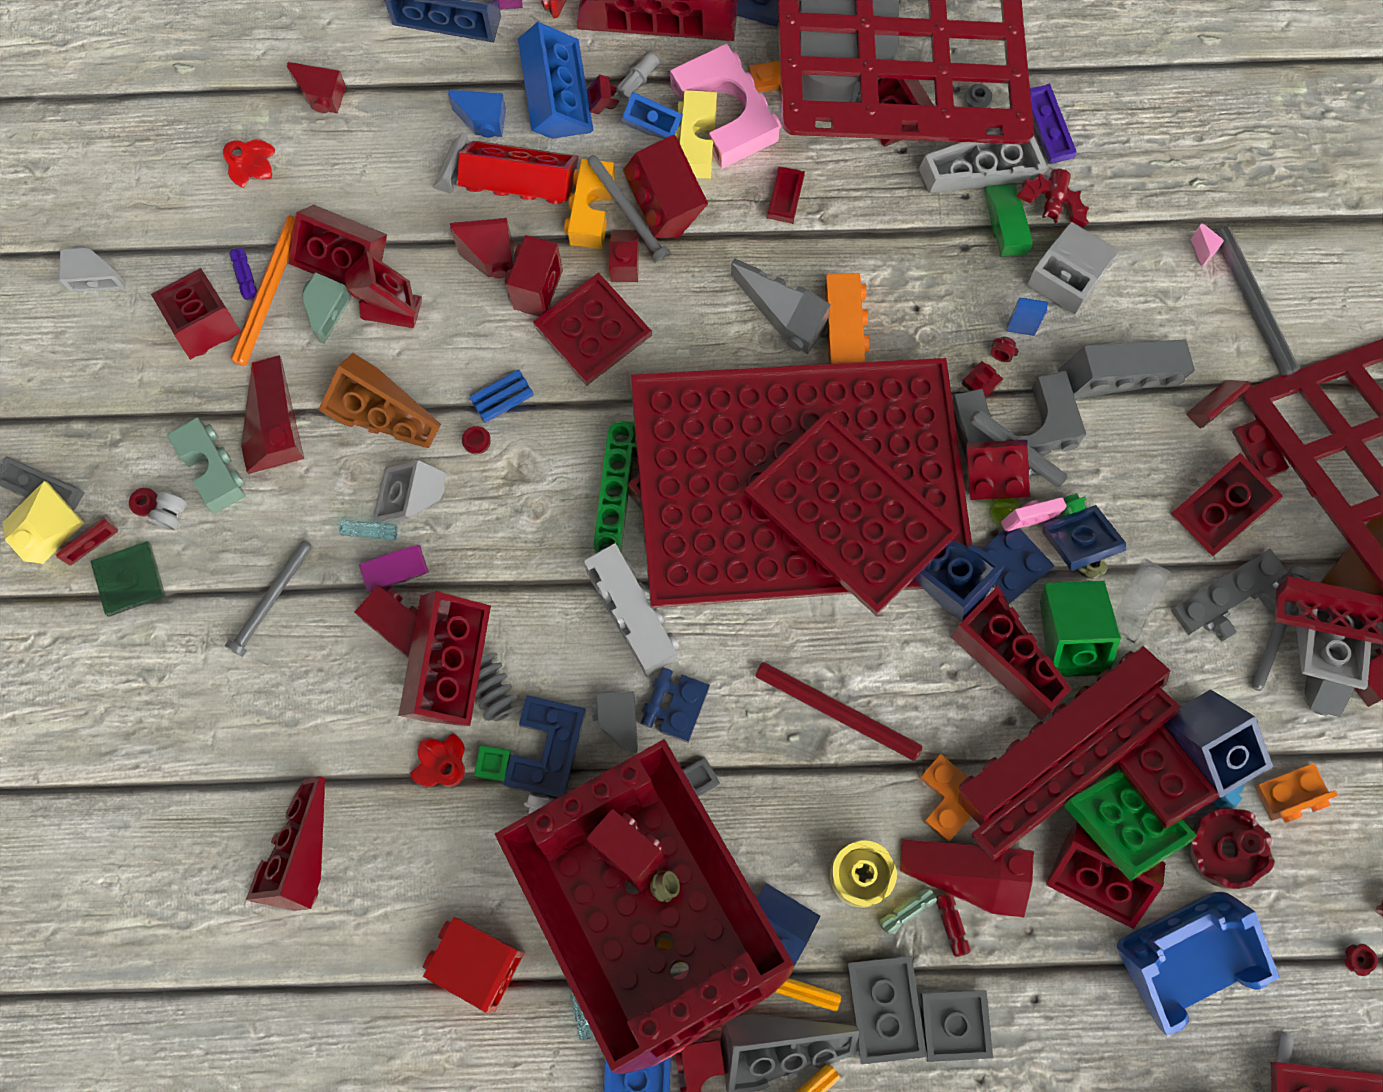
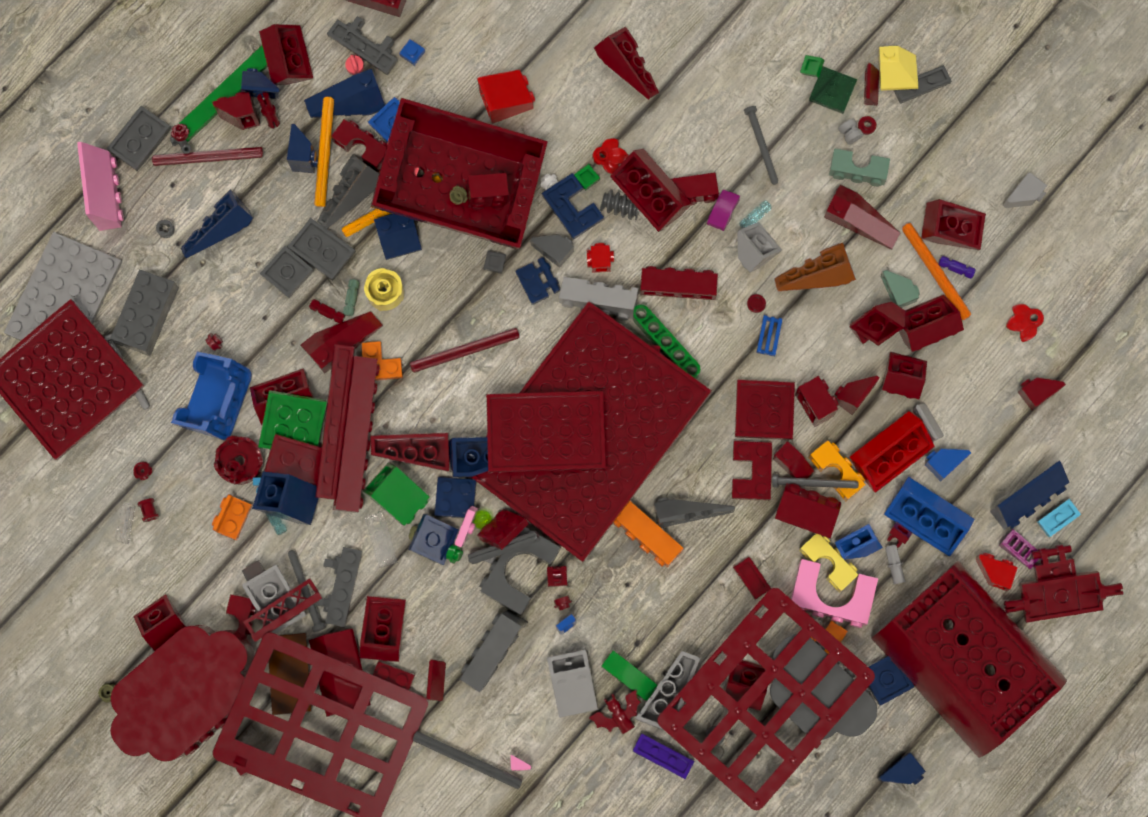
camera: 135 degrees right, 5 degrees up
(115, 624) = (812, 66): none -> green plate
(419, 222) = (904, 376): none -> dark red slope
(531, 539) = (679, 283): none -> dark red brick
(581, 655) = (600, 258): none -> red brick
(679, 267) = (760, 484): none -> dark red plate
(1129, 1029) = (214, 341): none -> dark red plate
(1301, 522) = (343, 648): none -> dark red slope

